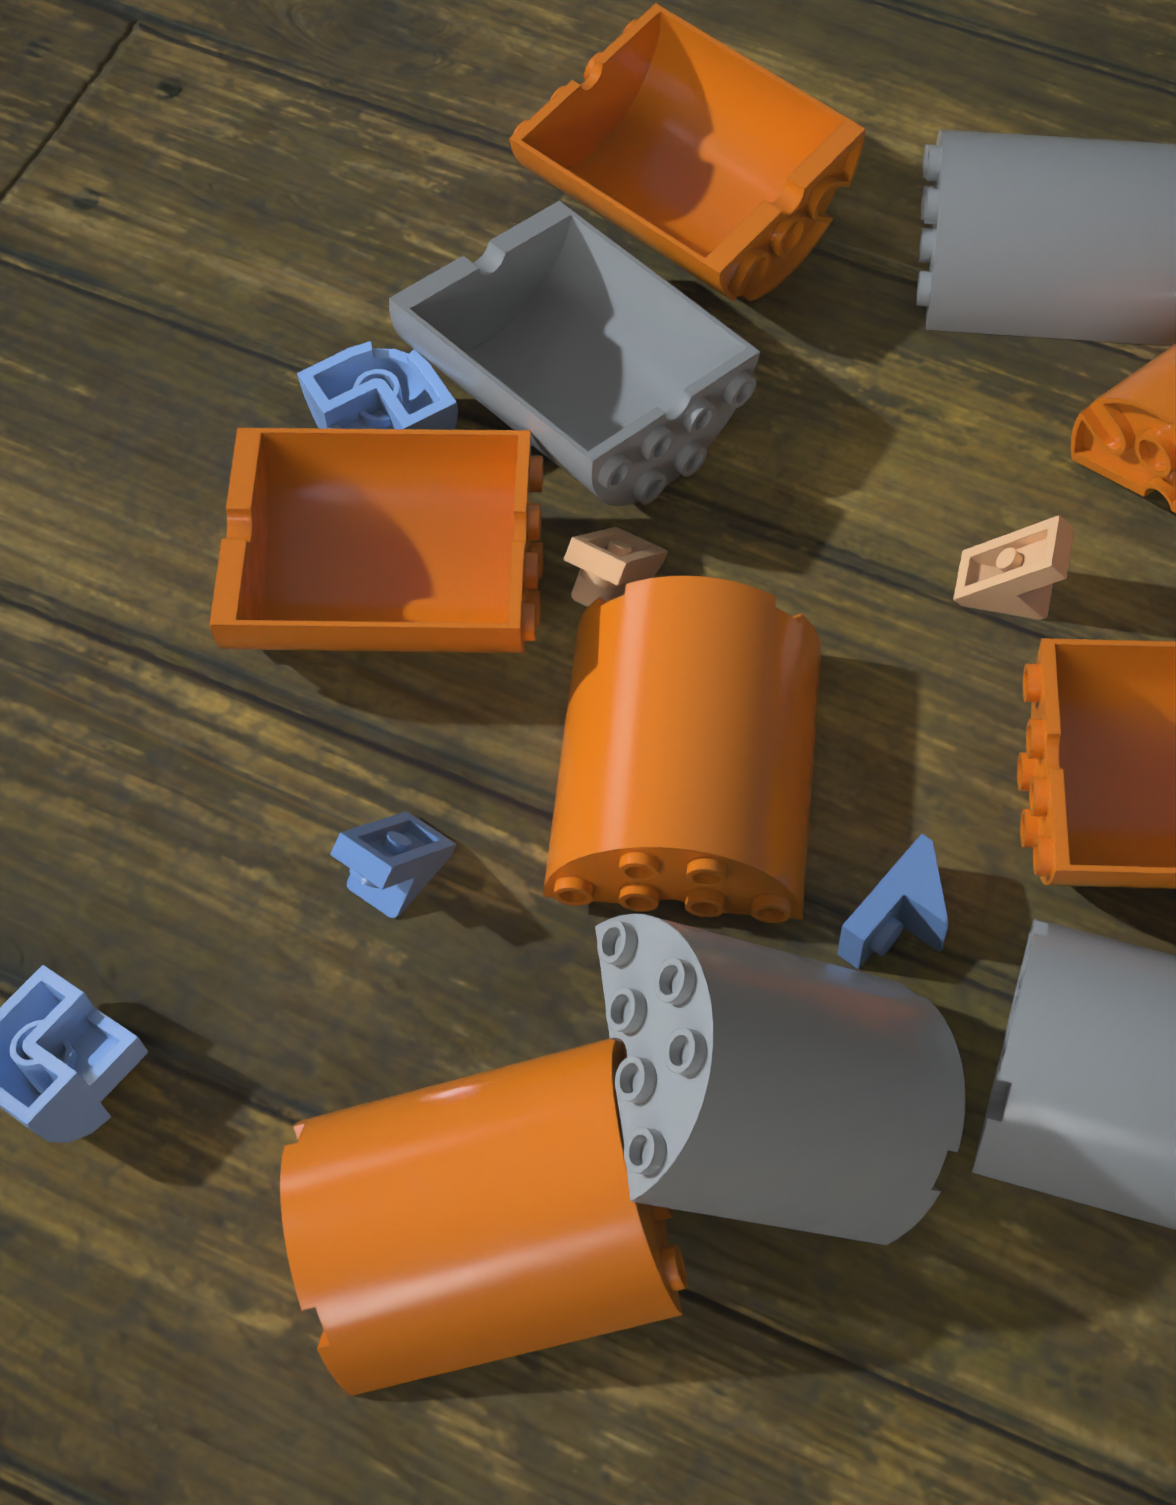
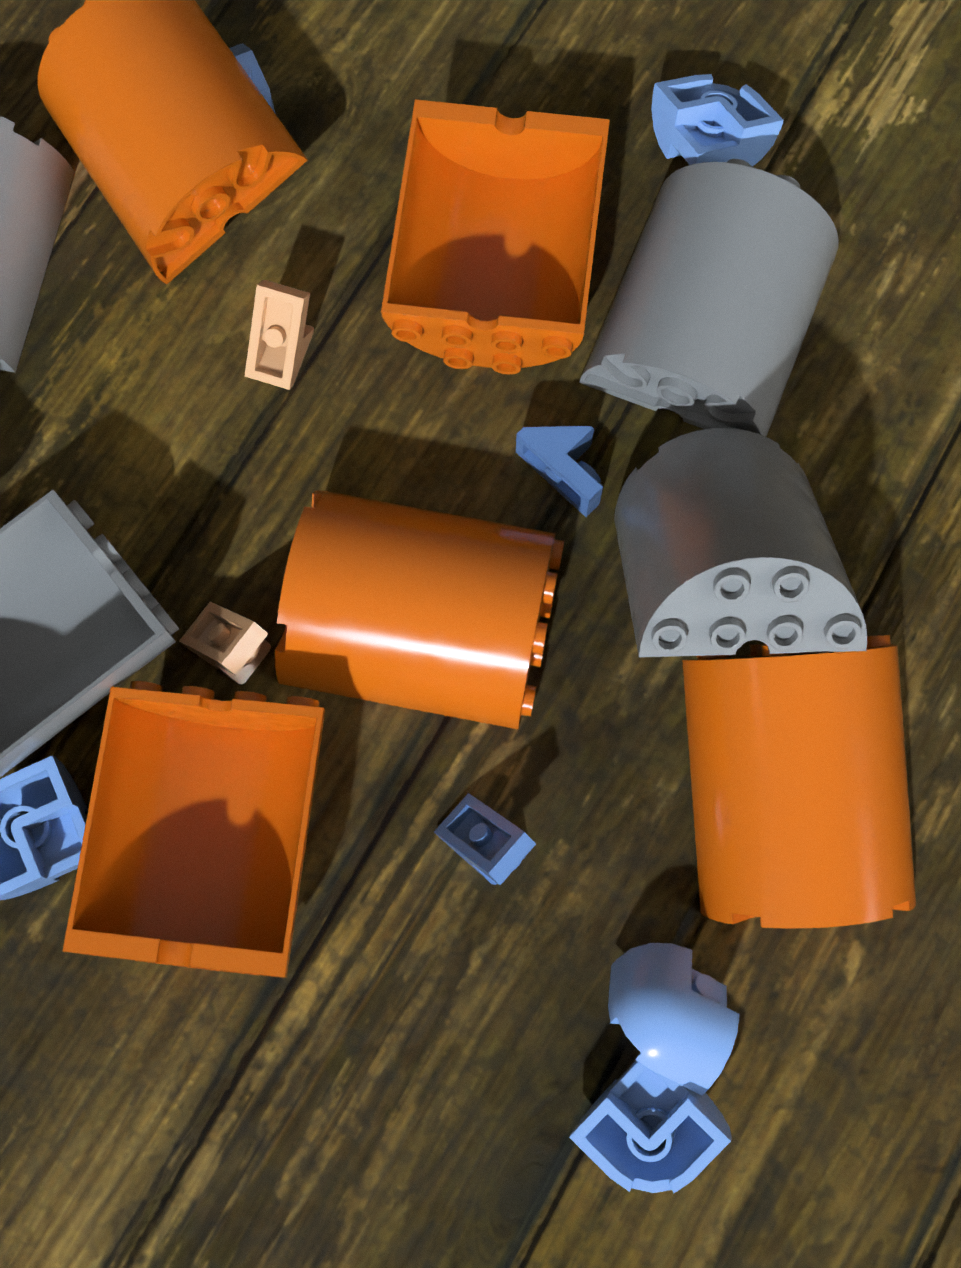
camera: 85 degrees left, 15 degrees up
(184, 1067) = (672, 1014): none -> light blue brick

